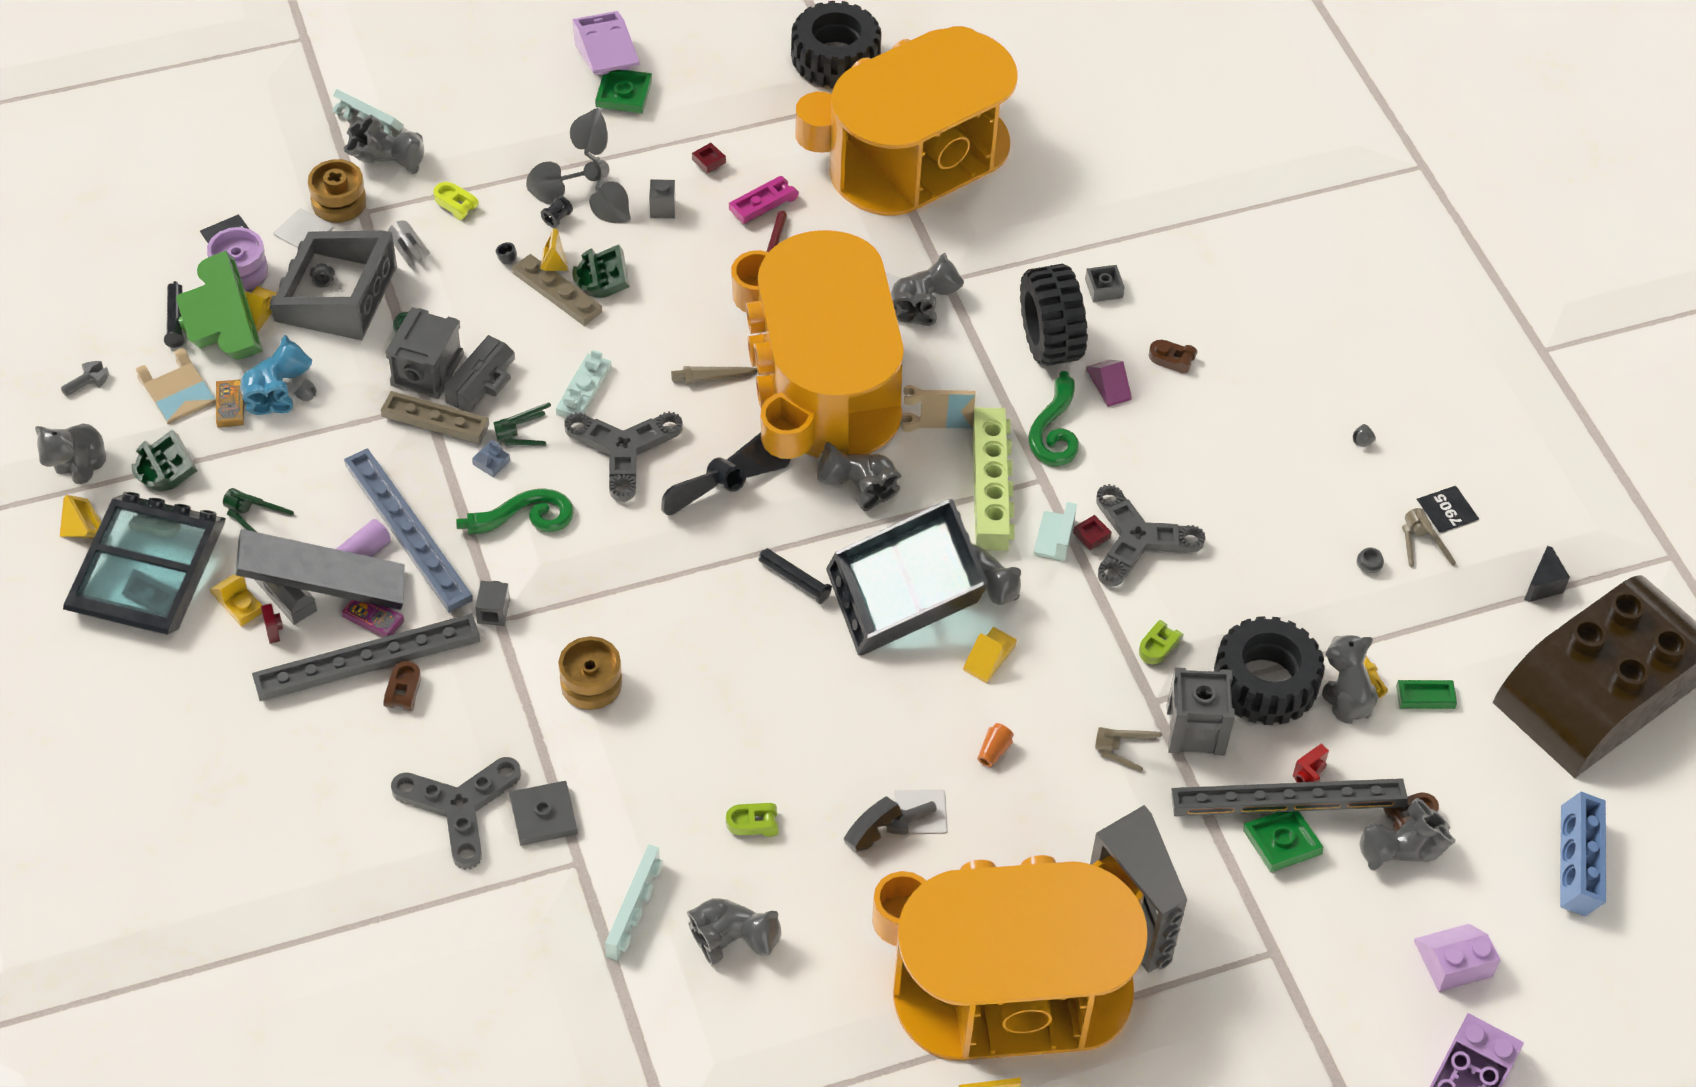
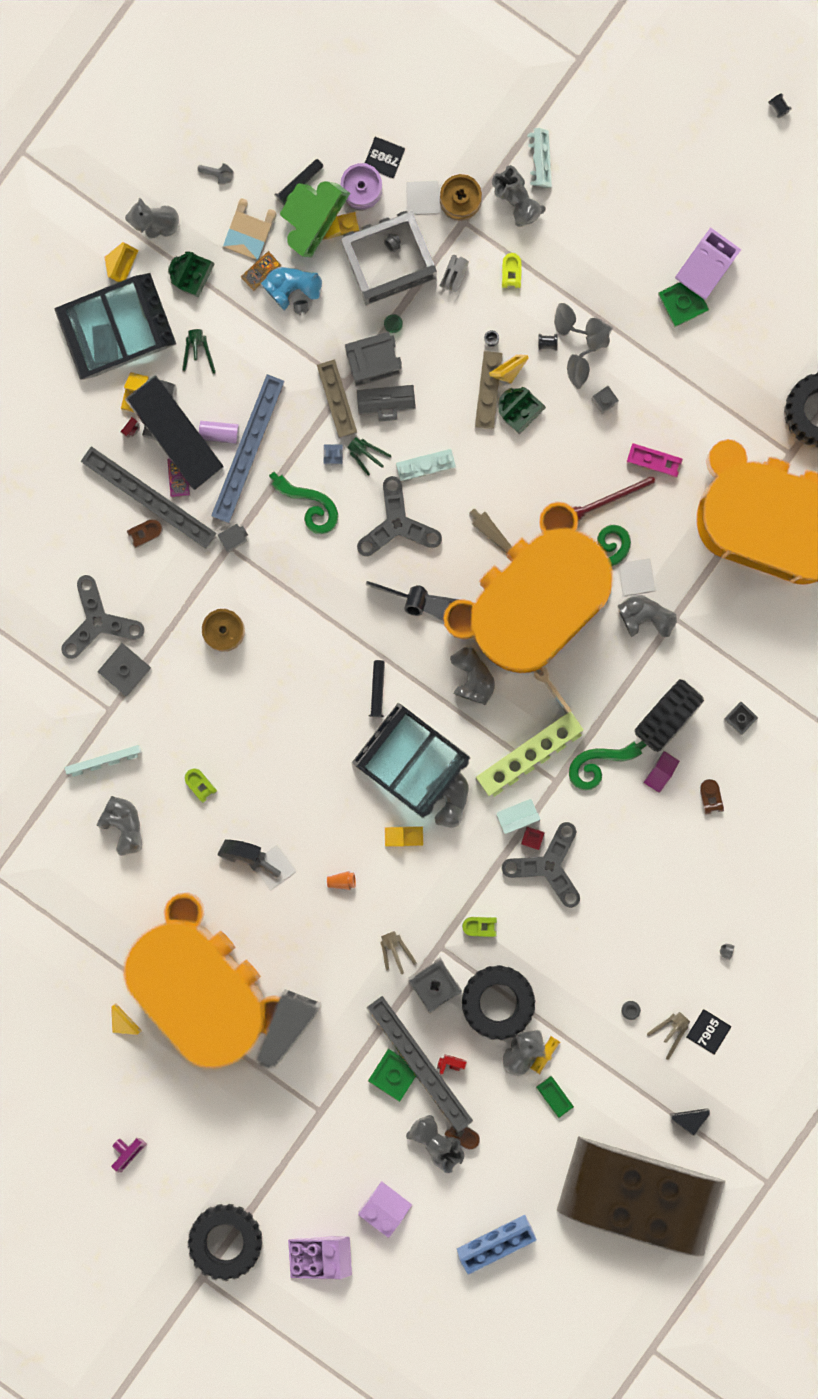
camera: 60 degrees right, 35 degrees up
(708, 157) = (664, 400): dark red plate -> none

